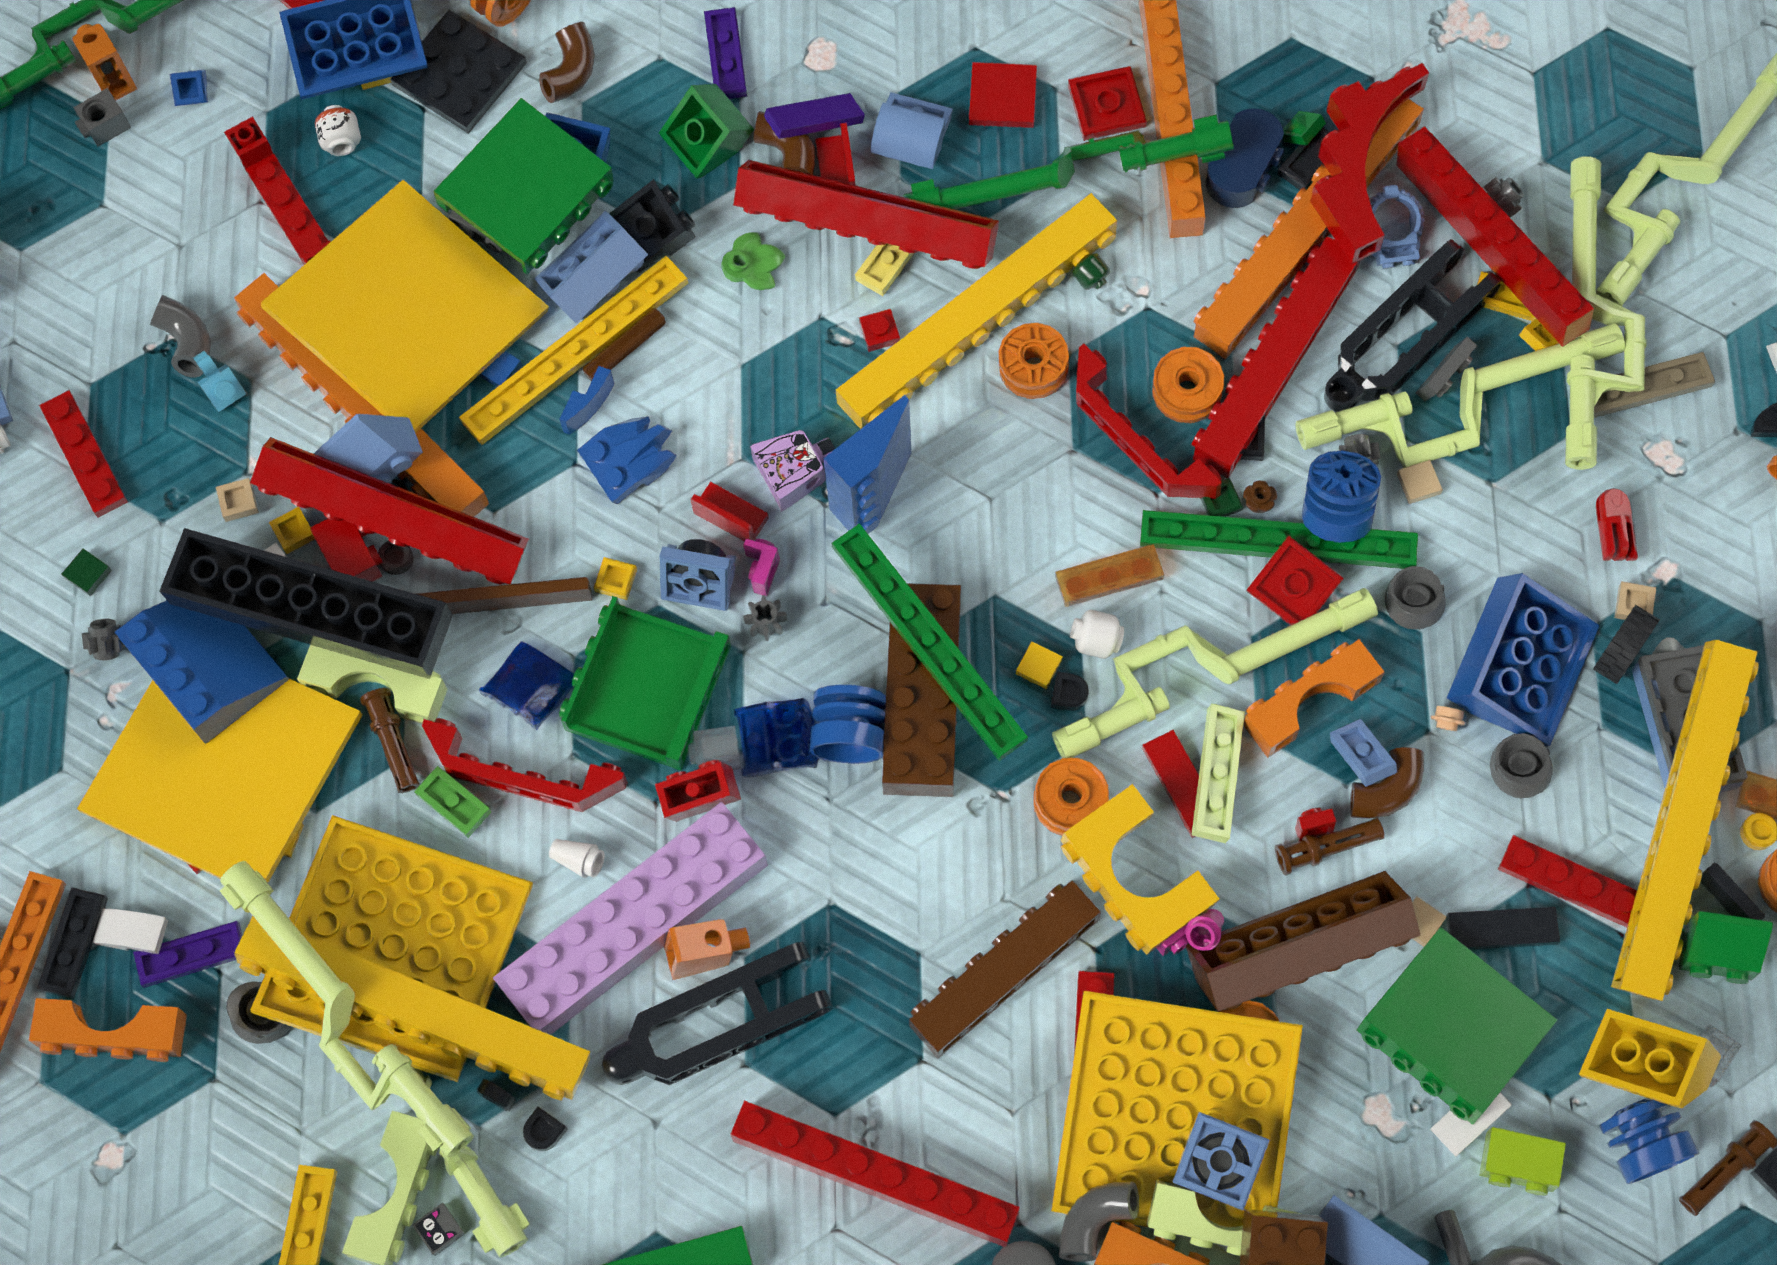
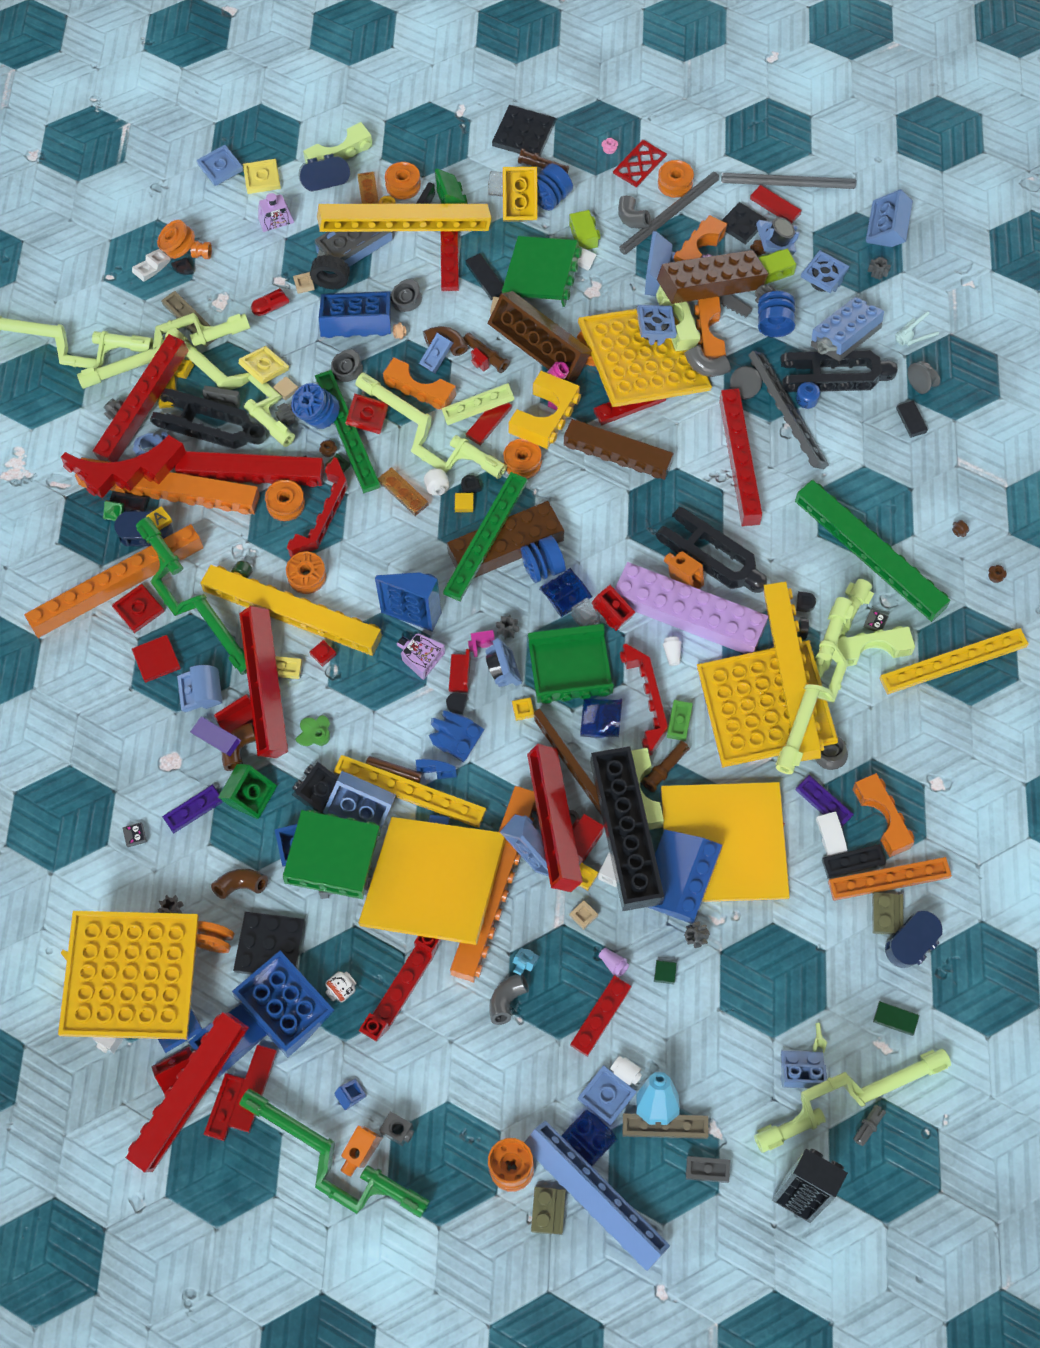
camera: 120 degrees left, 5 degrees down
(143, 505) = (614, 962): none -> lavender cone
(681, 484) = (456, 703): none -> black tile
(1239, 174) = (160, 518): none -> yellow tile
(1483, 462) = (263, 364): none -> light yellow tile

